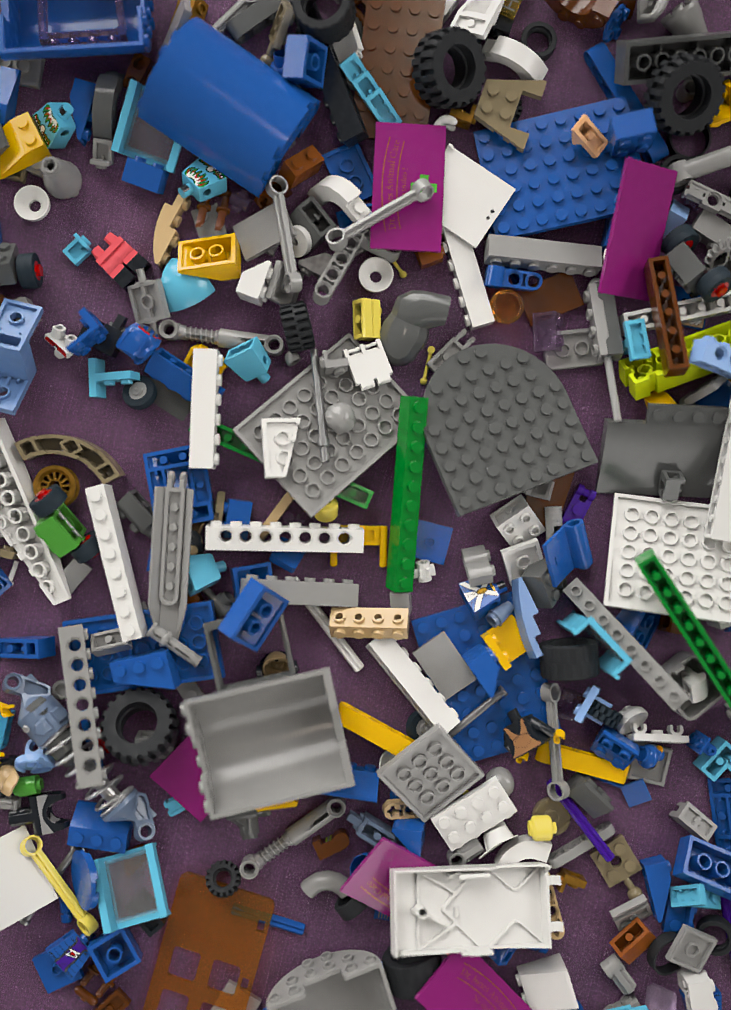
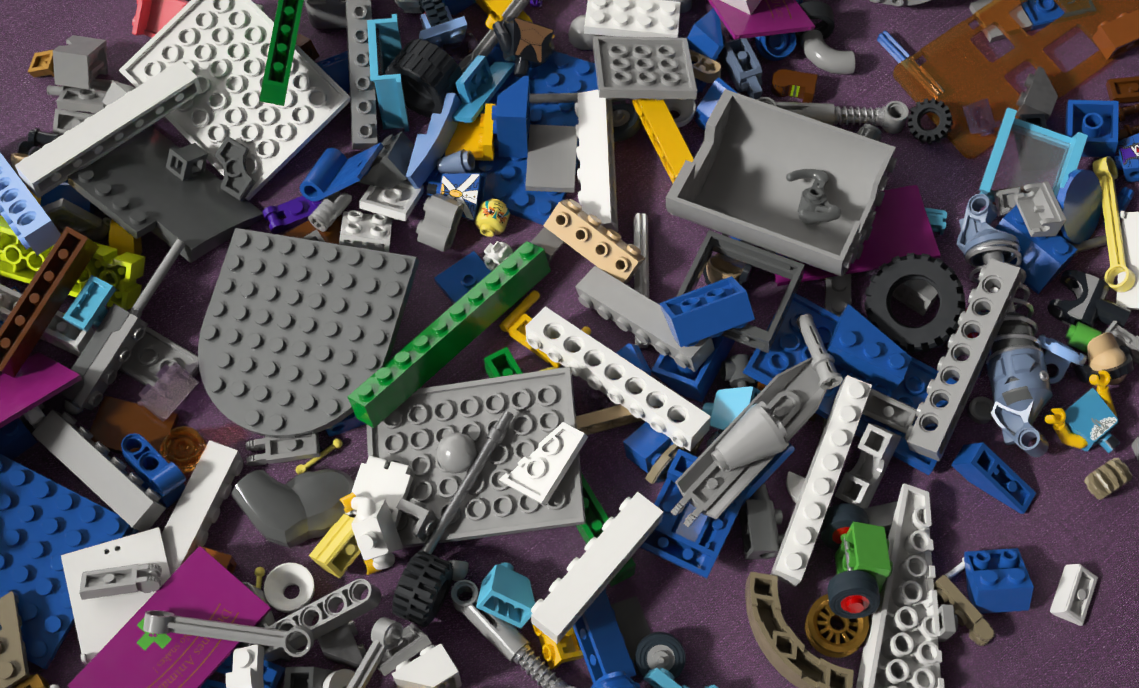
camera: 140 degrees left, 25 degrees down
(97, 594) = (876, 452): none -> light grey arch
(103, 854) = (1040, 210): none -> light grey hinge
(134, 850) = (1005, 200): none -> light grey tile
(136, 555) = (794, 485): none -> white tile
(165, 952) = (1039, 95): none -> flat silver slope
(167, 547) = (751, 439): none -> light grey cone
(191, 905) = (980, 118): none -> bracket
(246, 749) = (813, 201): none -> dark grey piece
(349, 335) = (373, 531): none -> white torso
(449, 595) = (492, 217): none -> light yellow head
(468, 197) = (120, 581): none -> light grey hinge
(528, 678) = (478, 87): none -> dark azure bracket
(645, 510) = (233, 159): none -> dark grey tile

